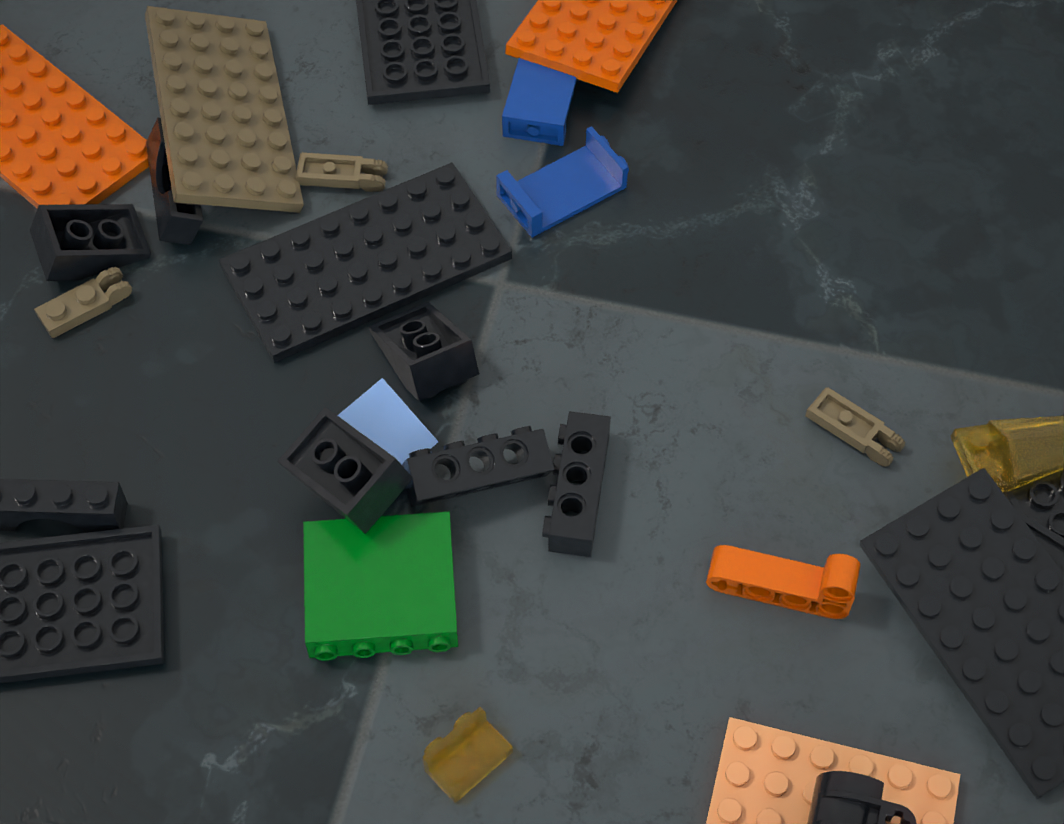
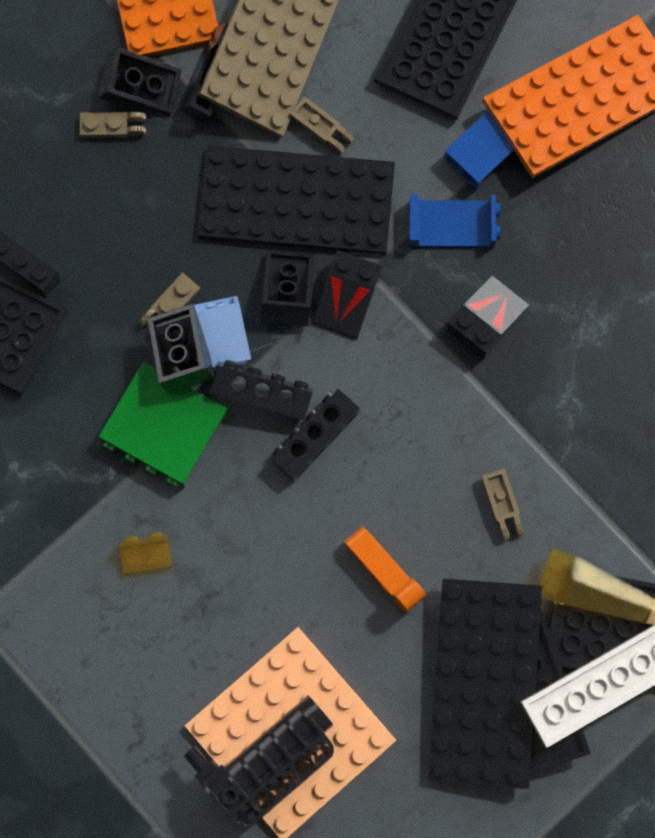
camera: 35 degrees right, 20 degrees up
(290, 426) = (175, 297): none -> dark tan hinge
(500, 314) = (347, 294): none -> black slope
(677, 255) = (487, 316): none -> black slope

